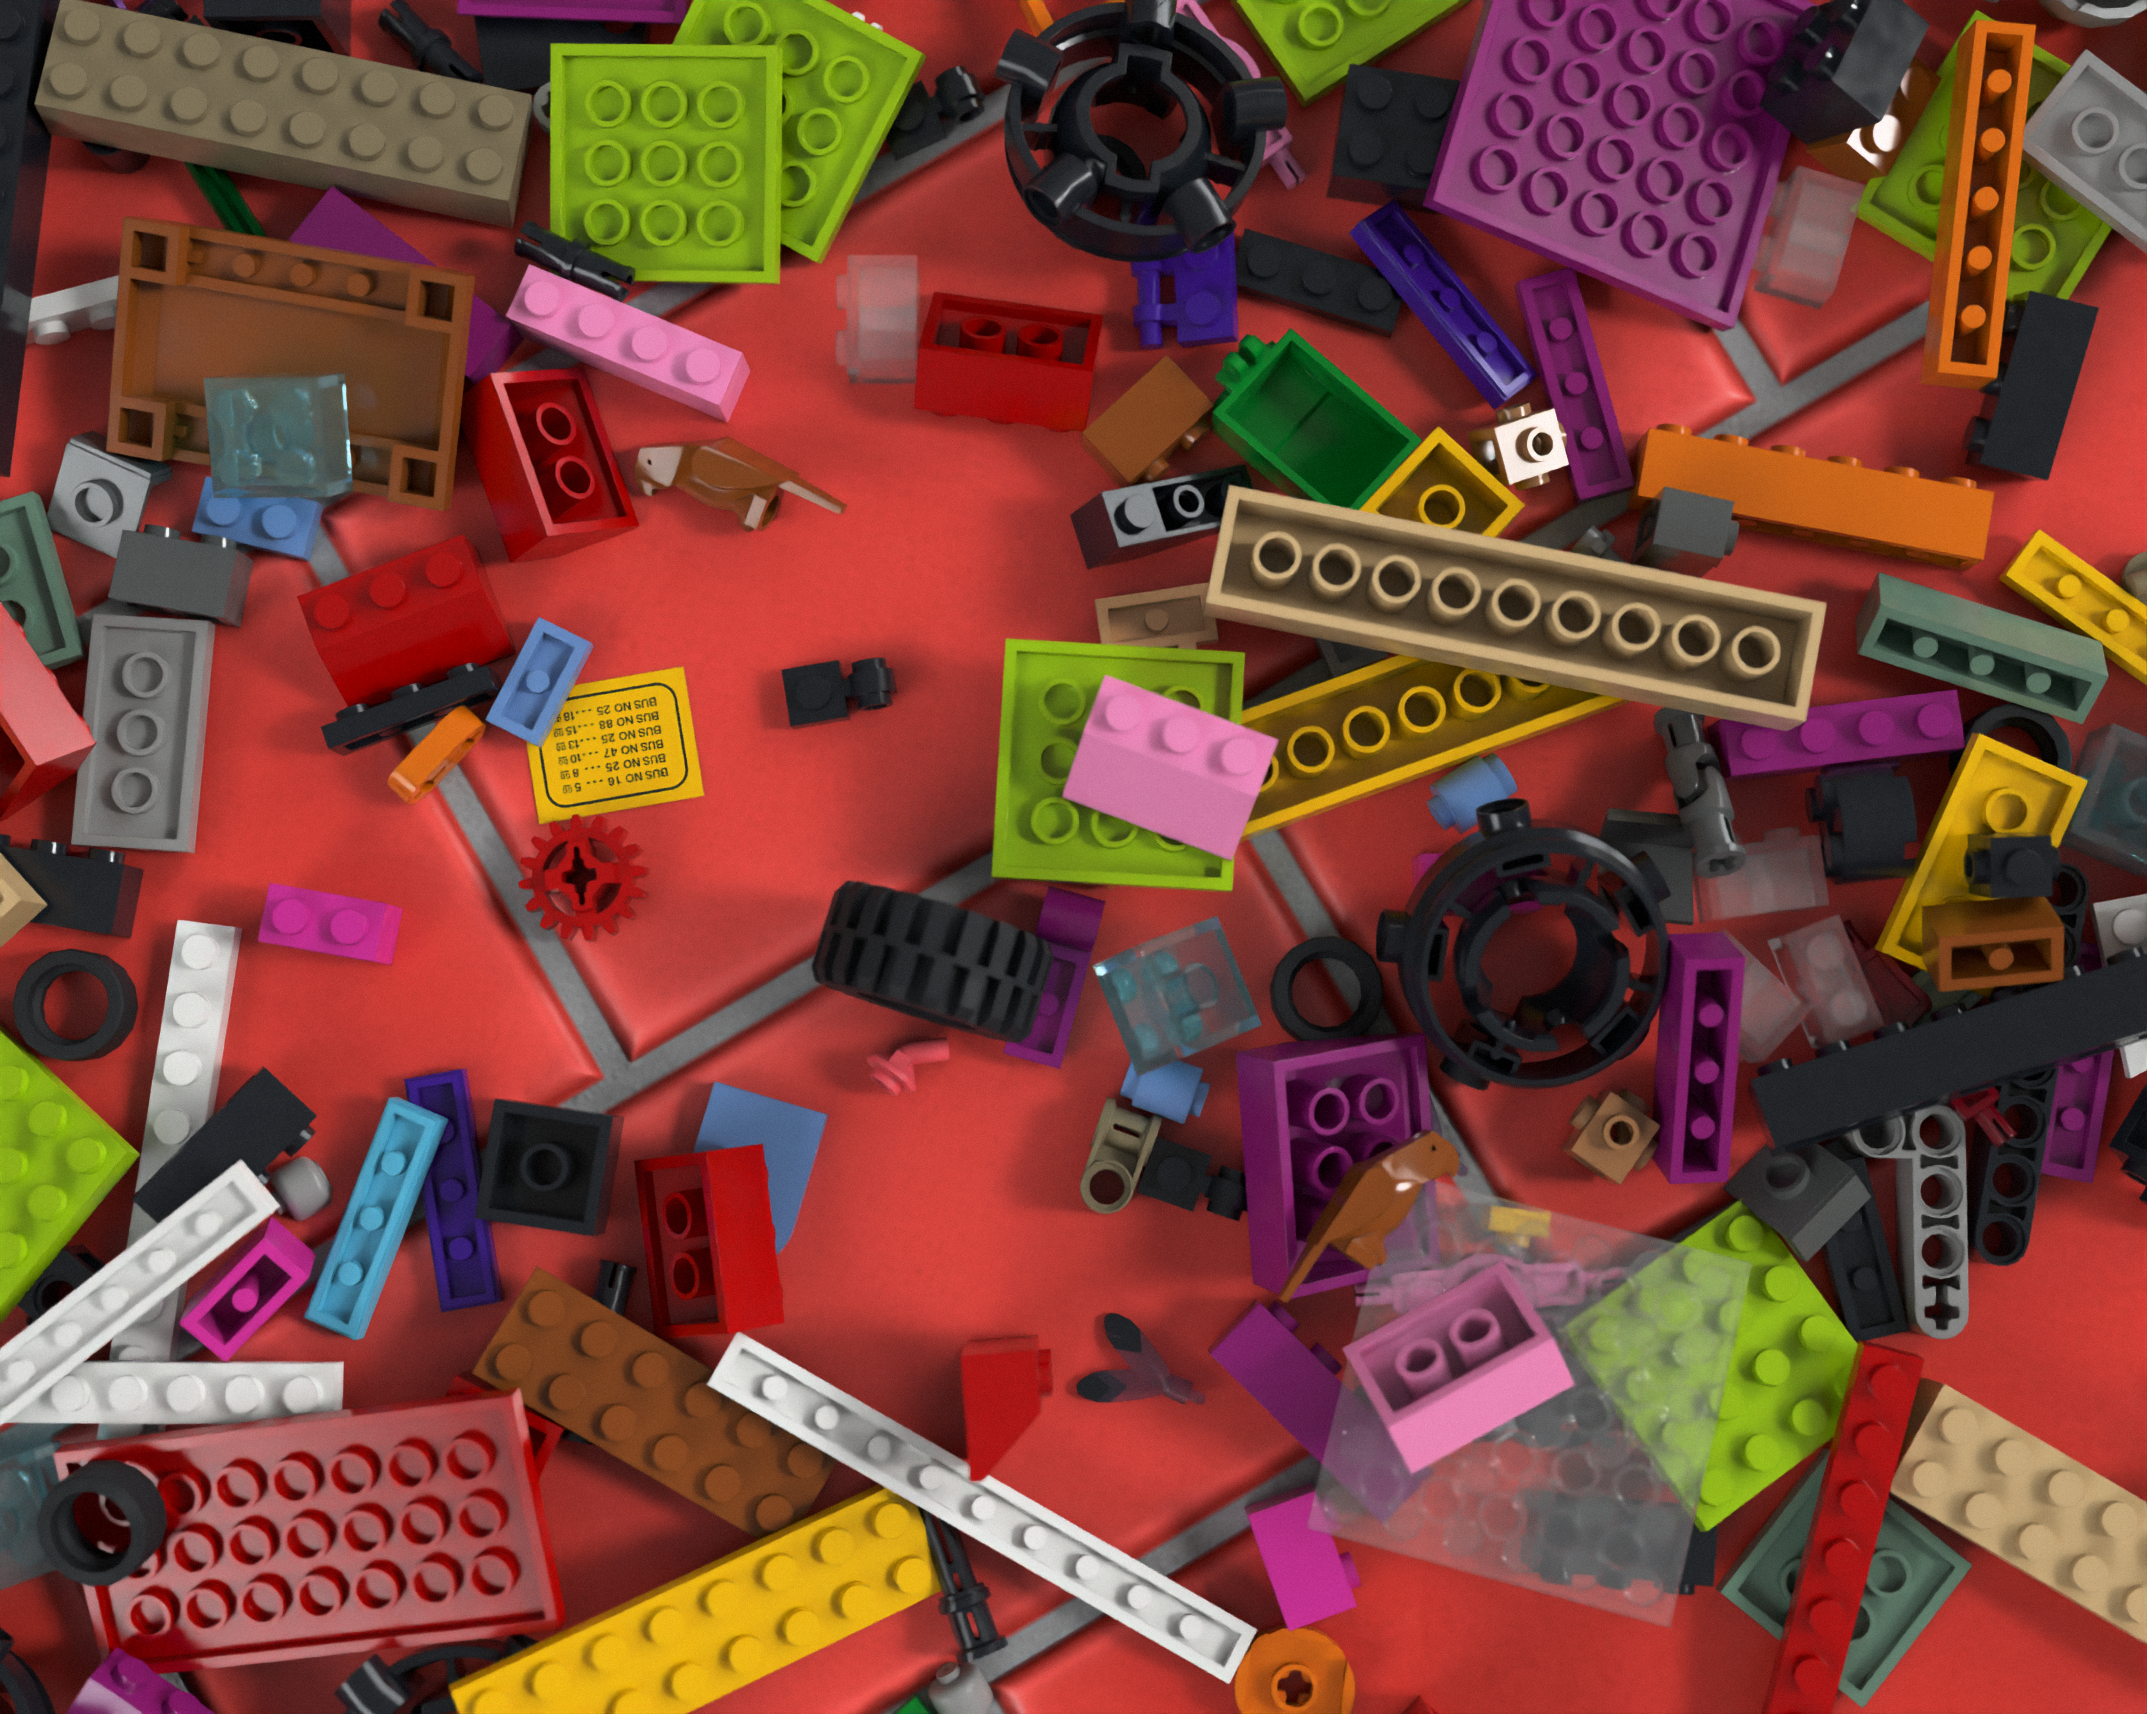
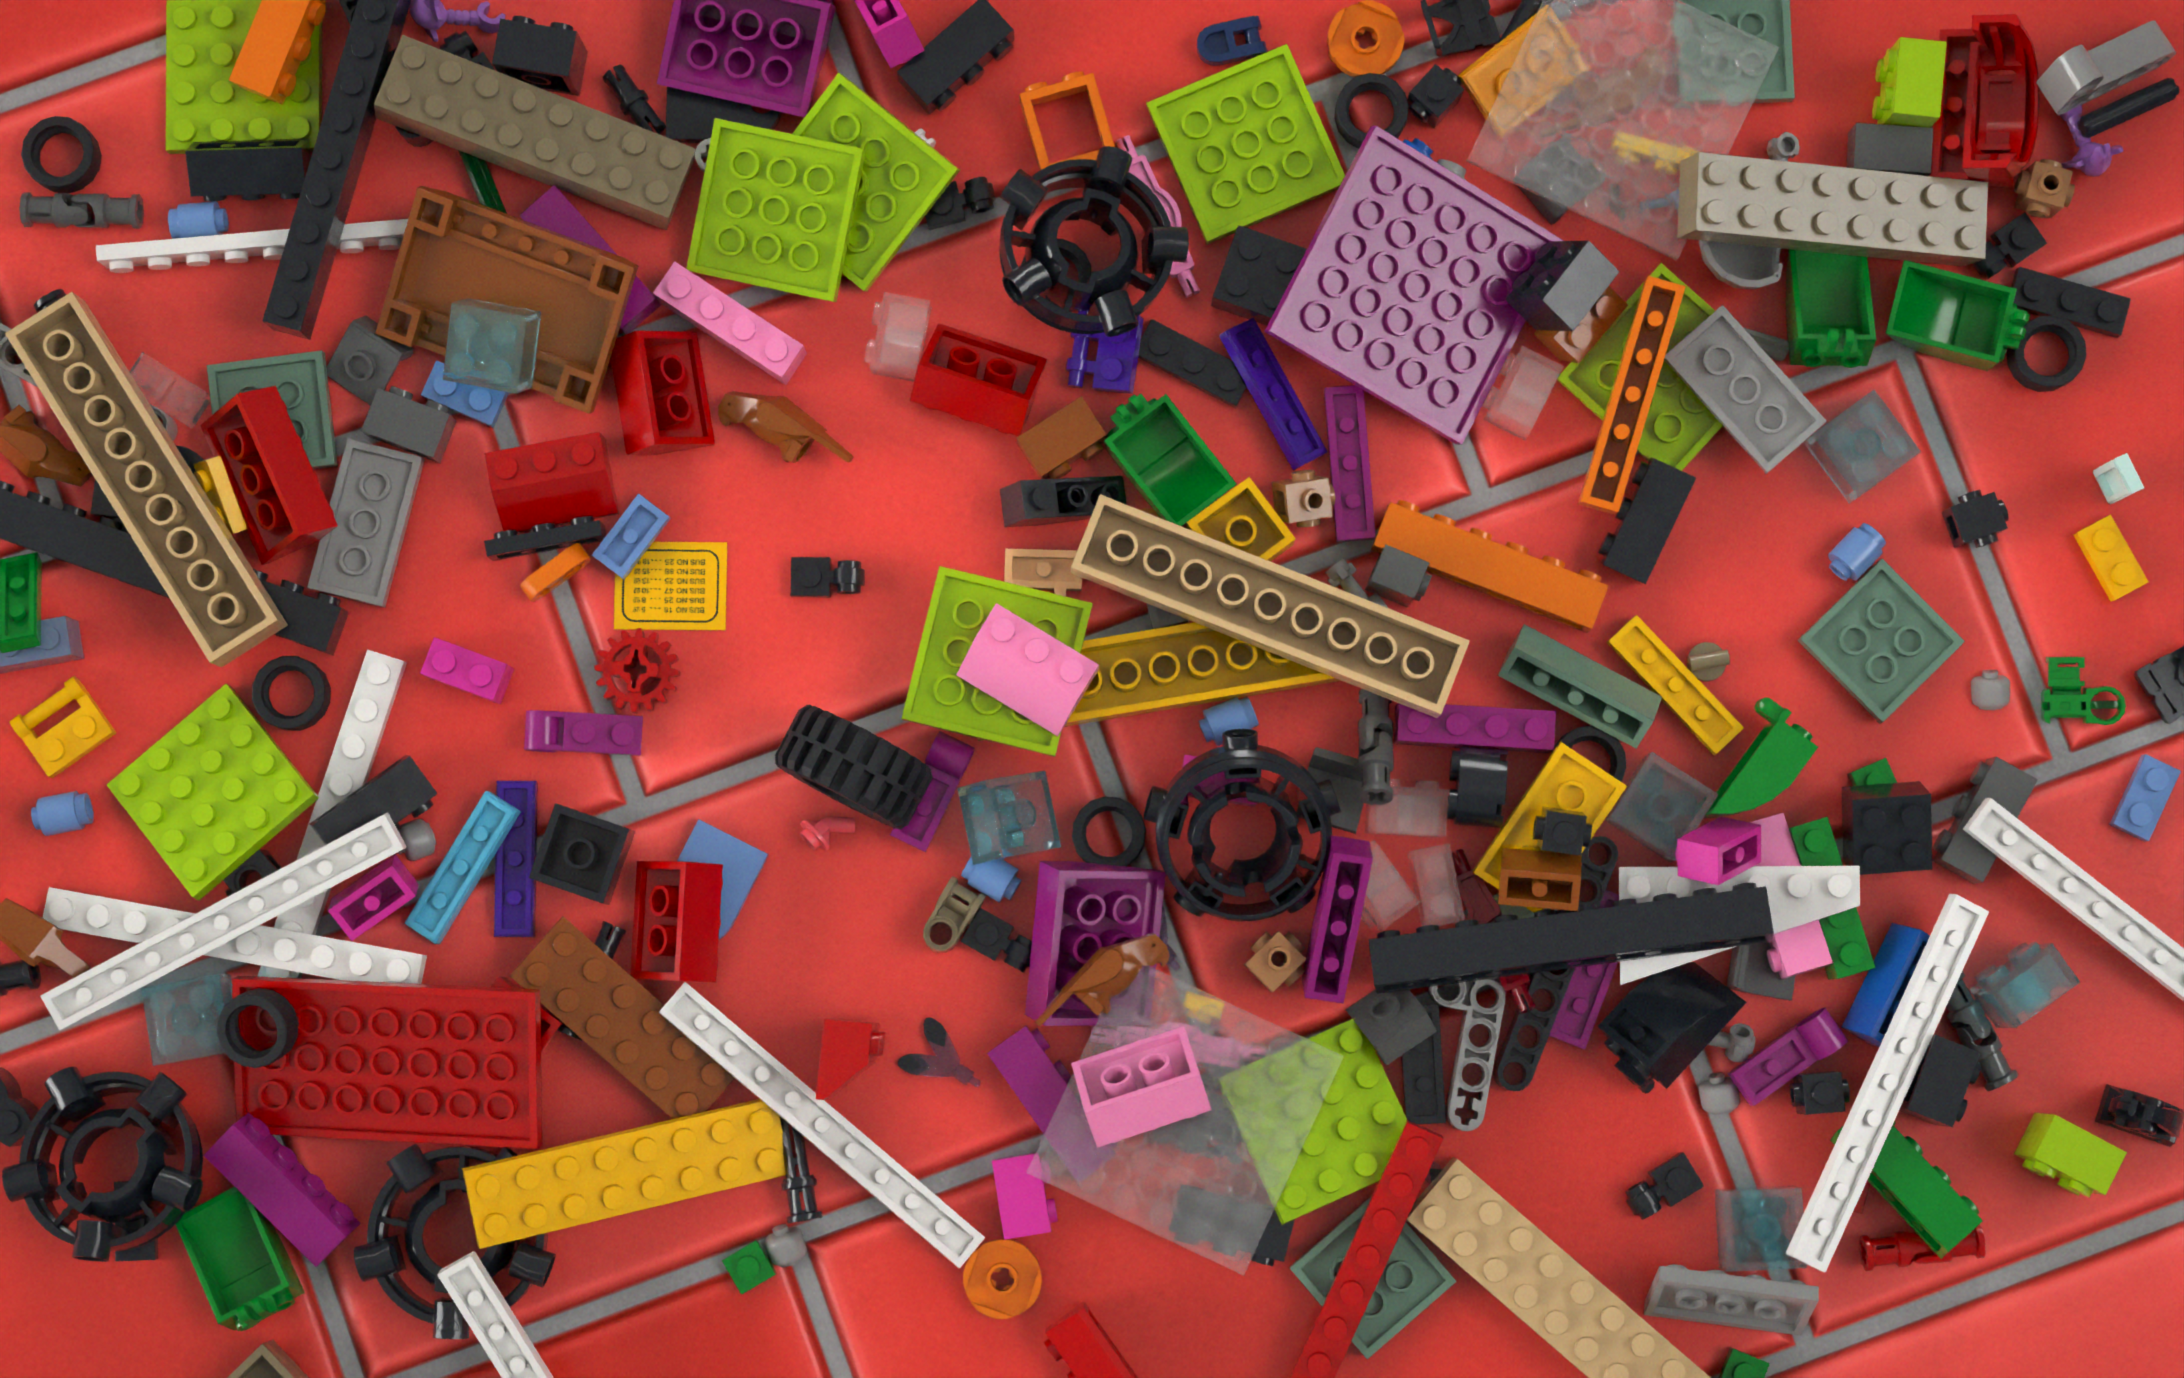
camera: 10 degrees right, 0 degrees up
(519, 985) = (583, 732): none -> magenta plate
(574, 261) = (704, 263): black pin -> none

